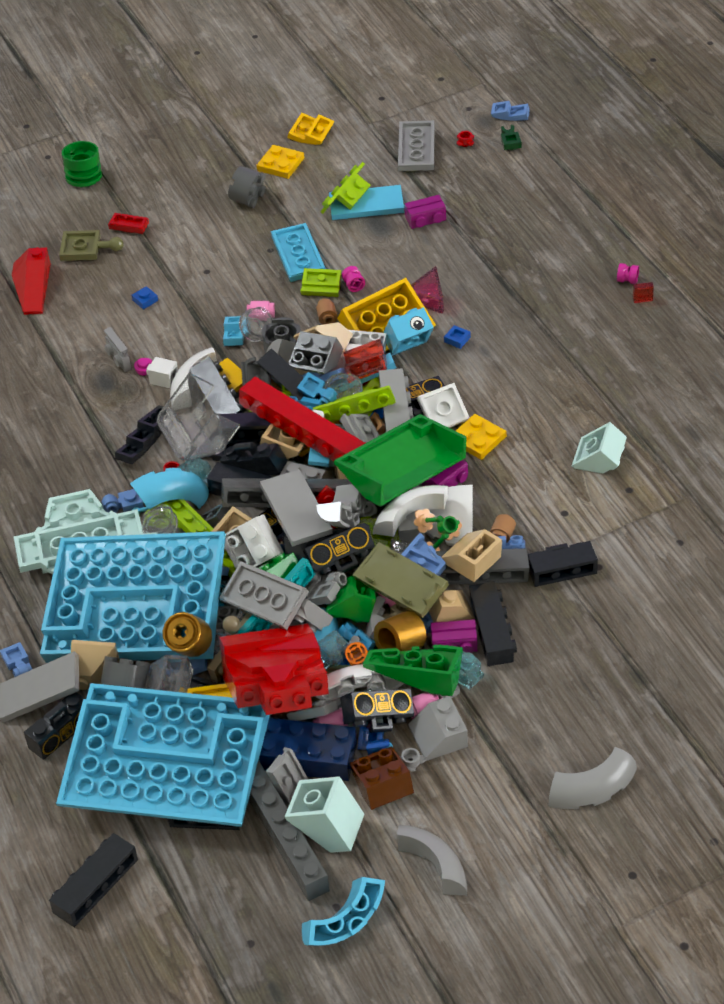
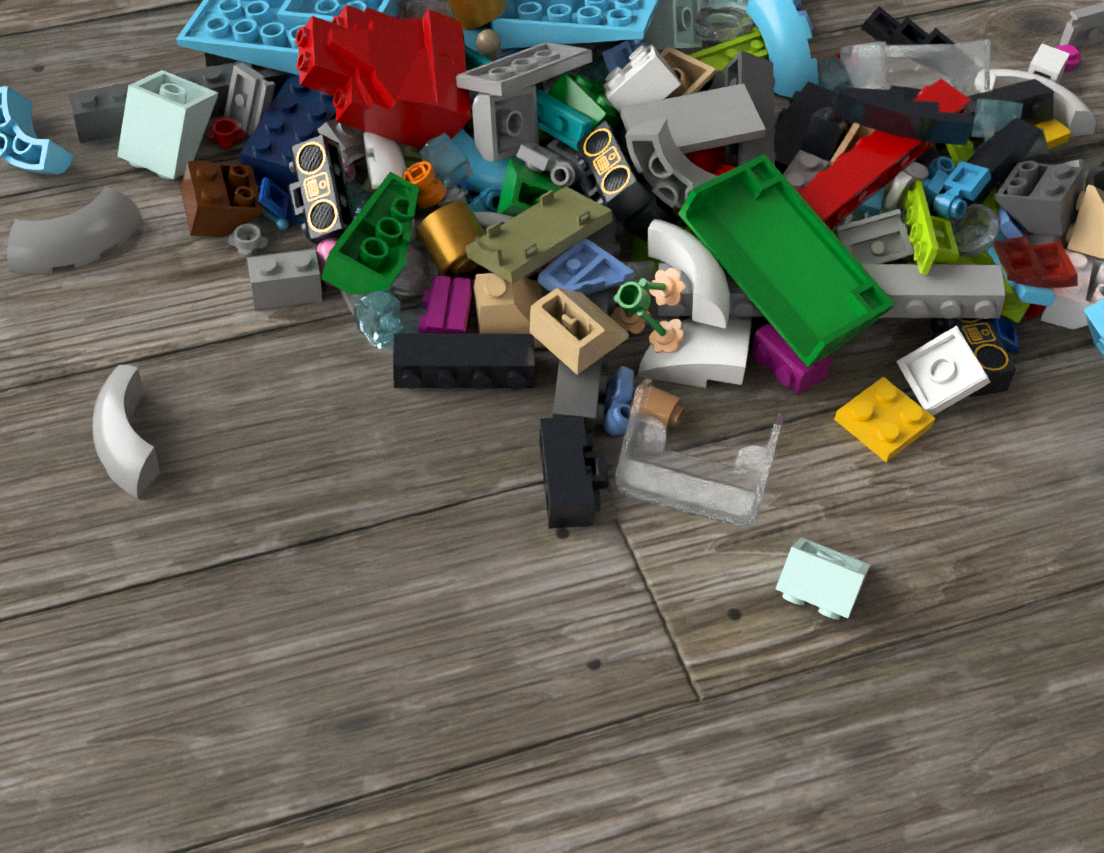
camera: 90 degrees right, 5 degrees up
(239, 376) = (993, 116): none -> clear light blue brick
(283, 401) = (894, 115): none -> black slope
(550, 501) = (687, 481): none -> clear windscreen

